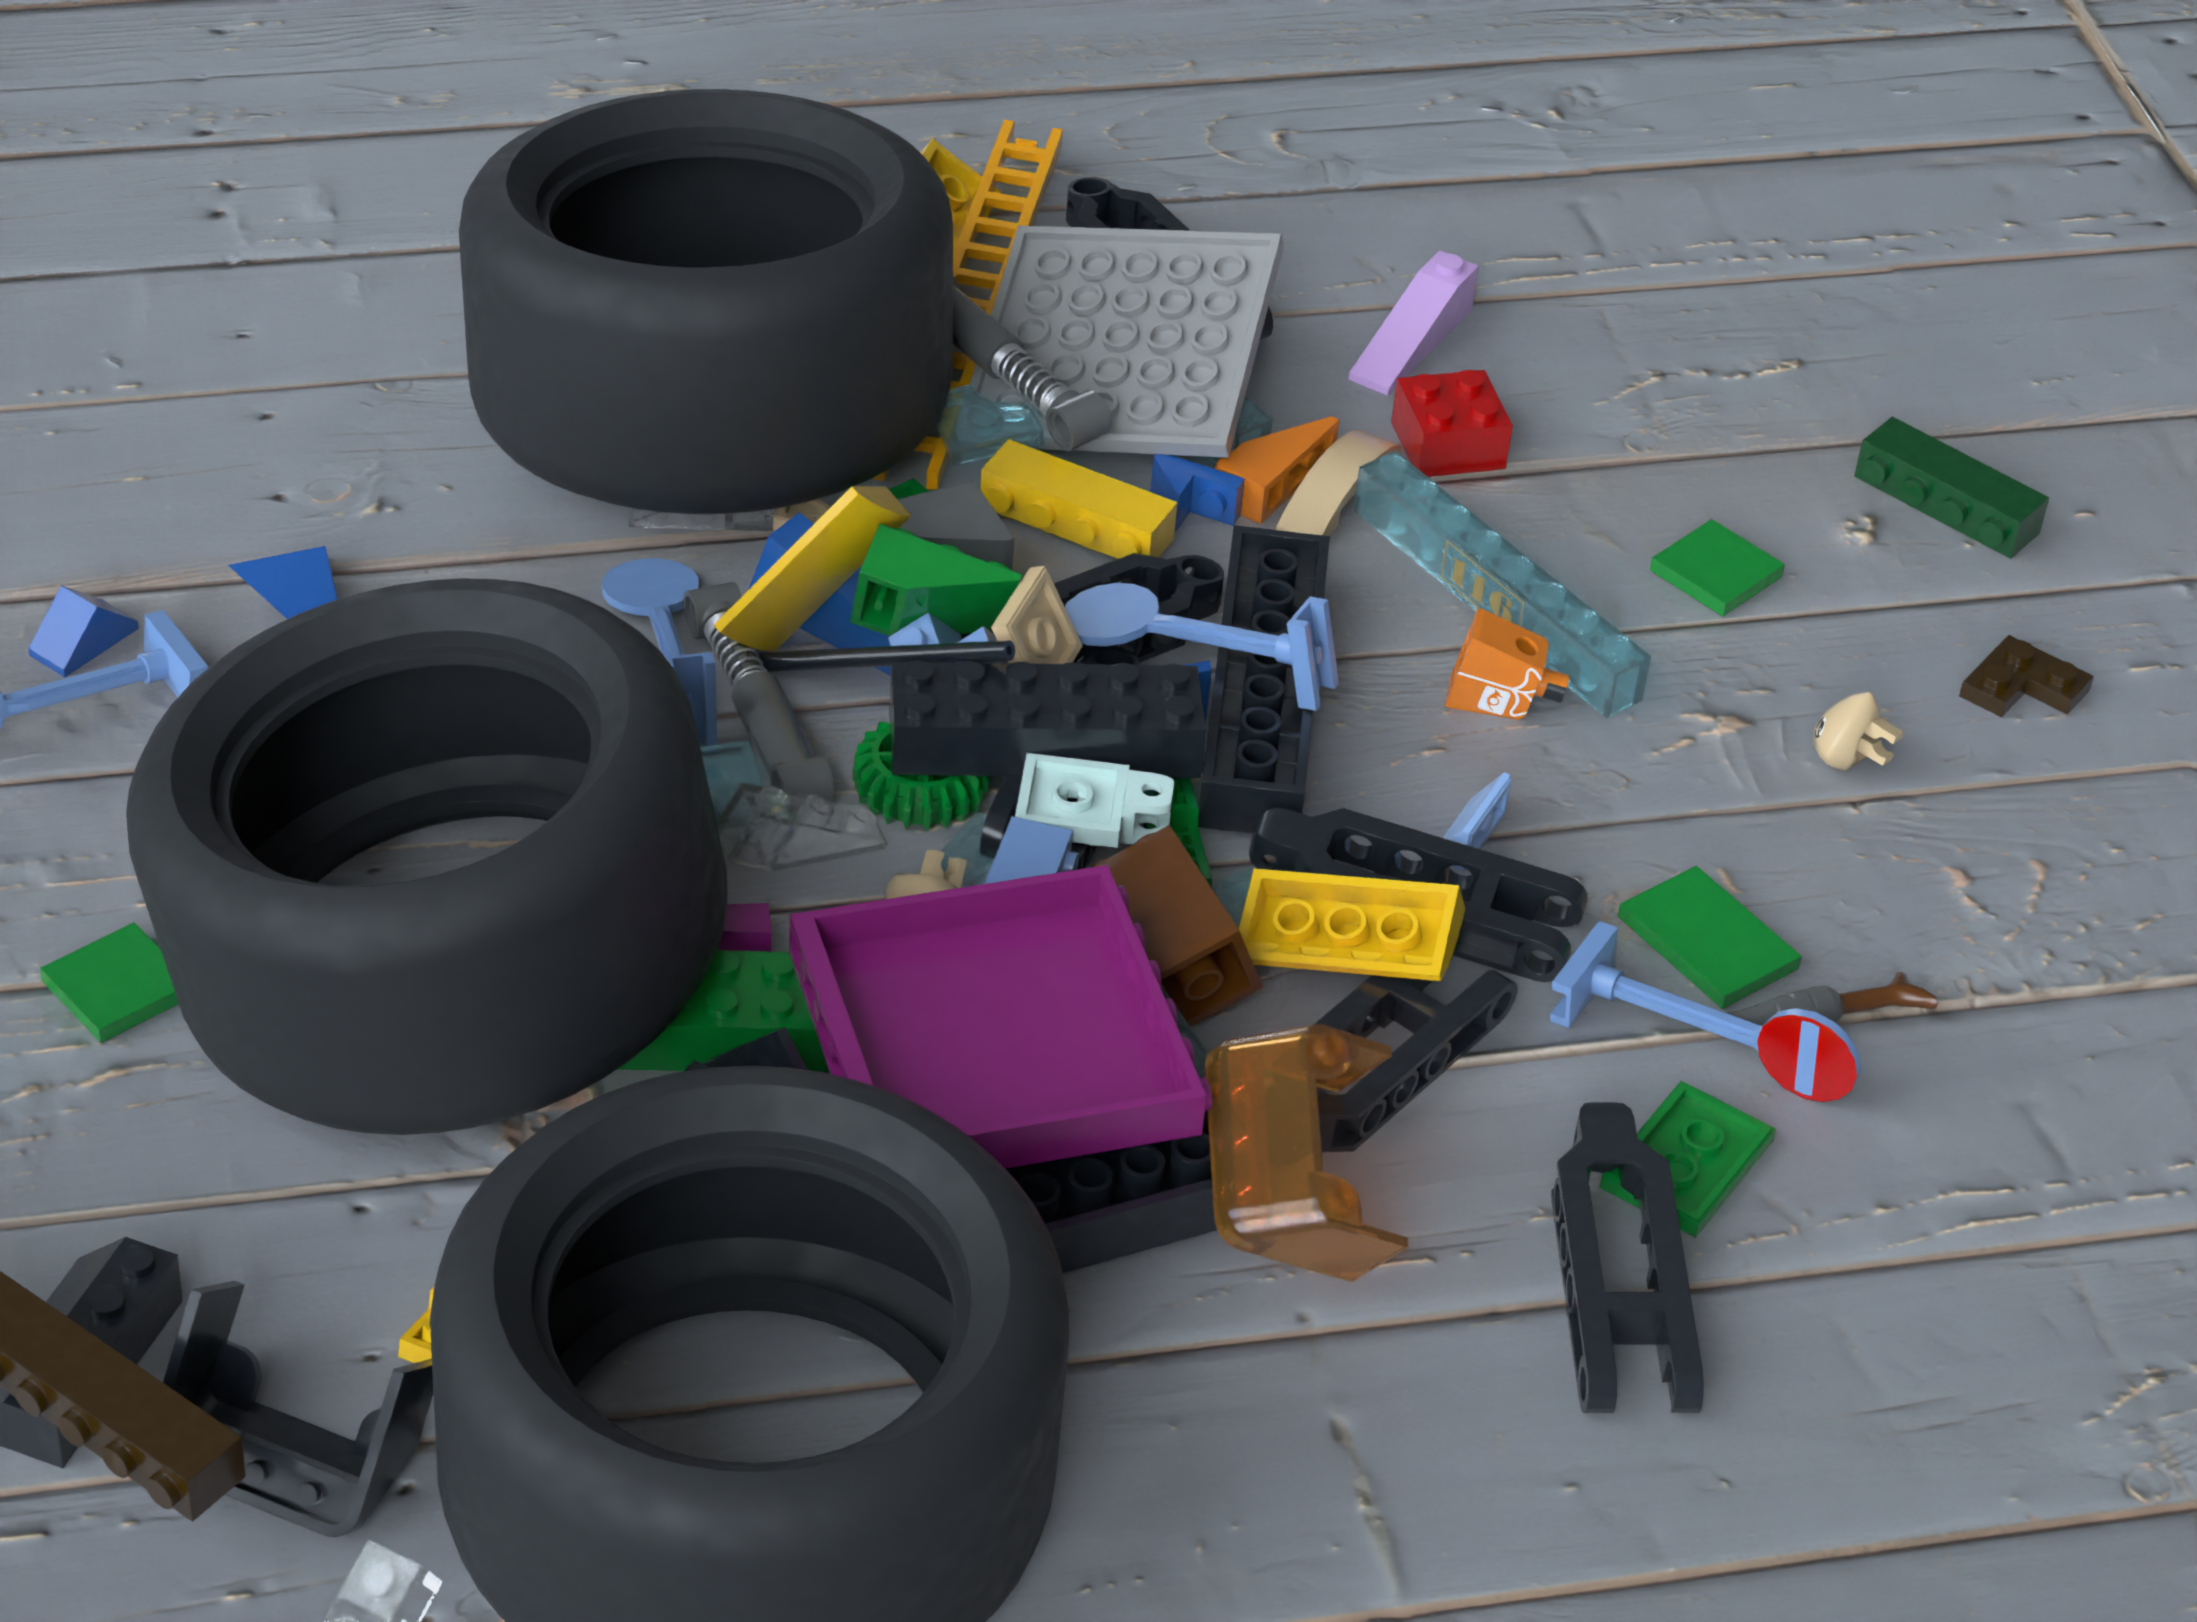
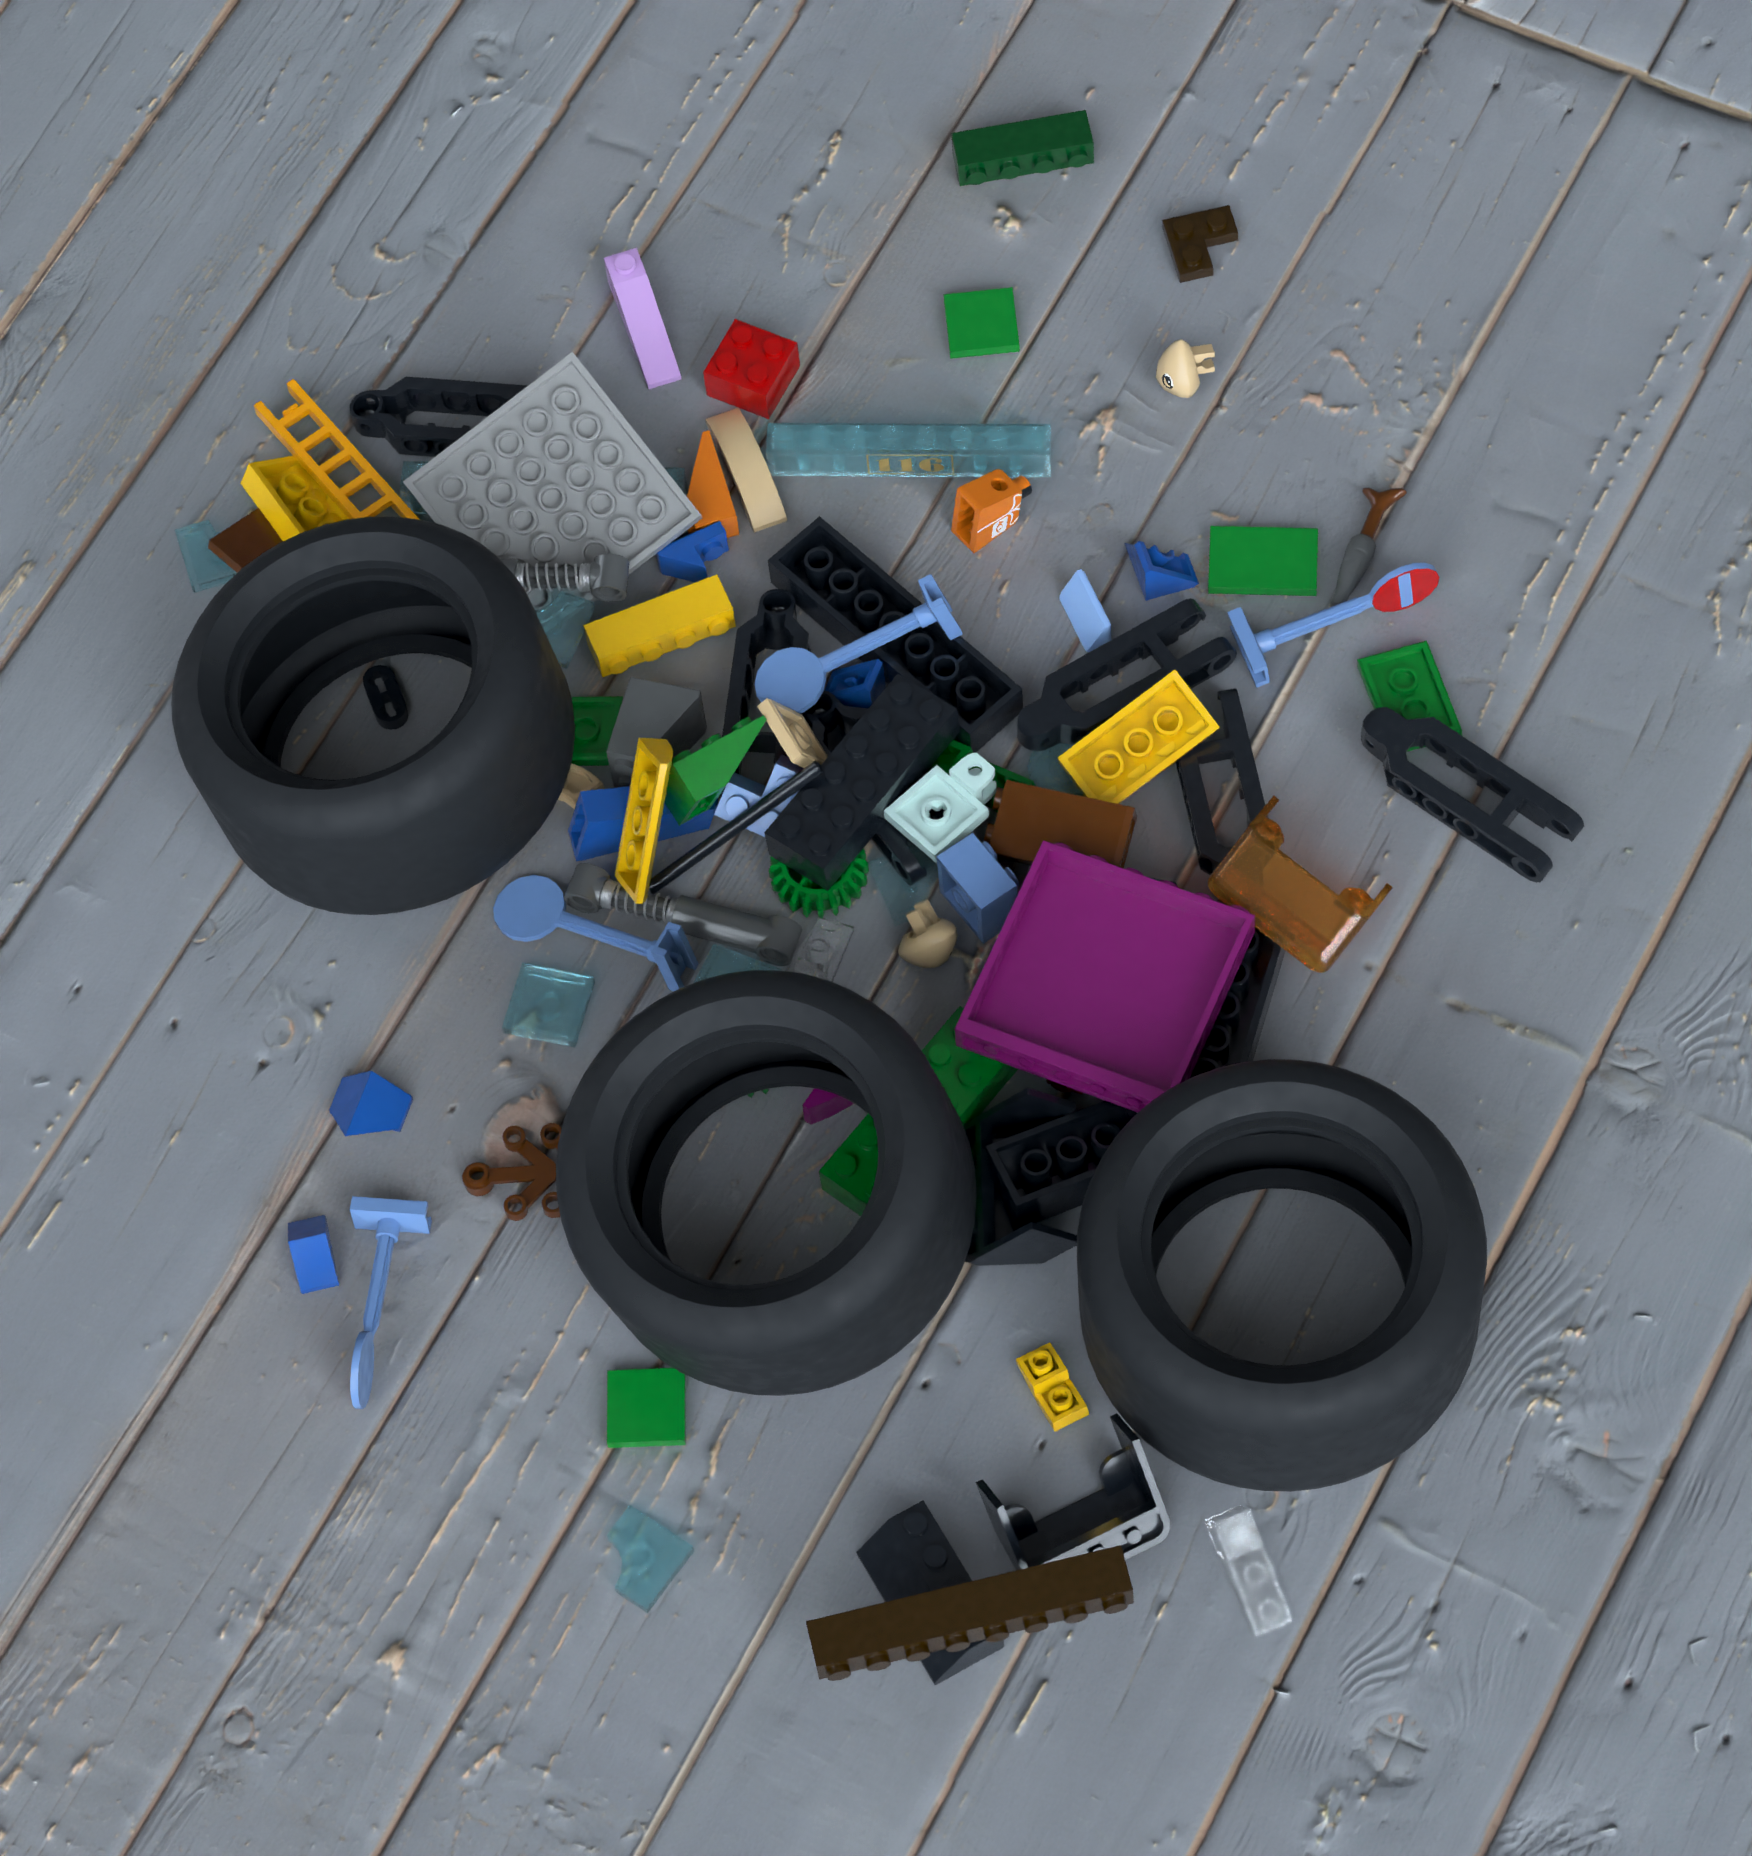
camera: 40 degrees left, 20 degrees up
(1590, 853) = (1160, 572): none -> blue slope

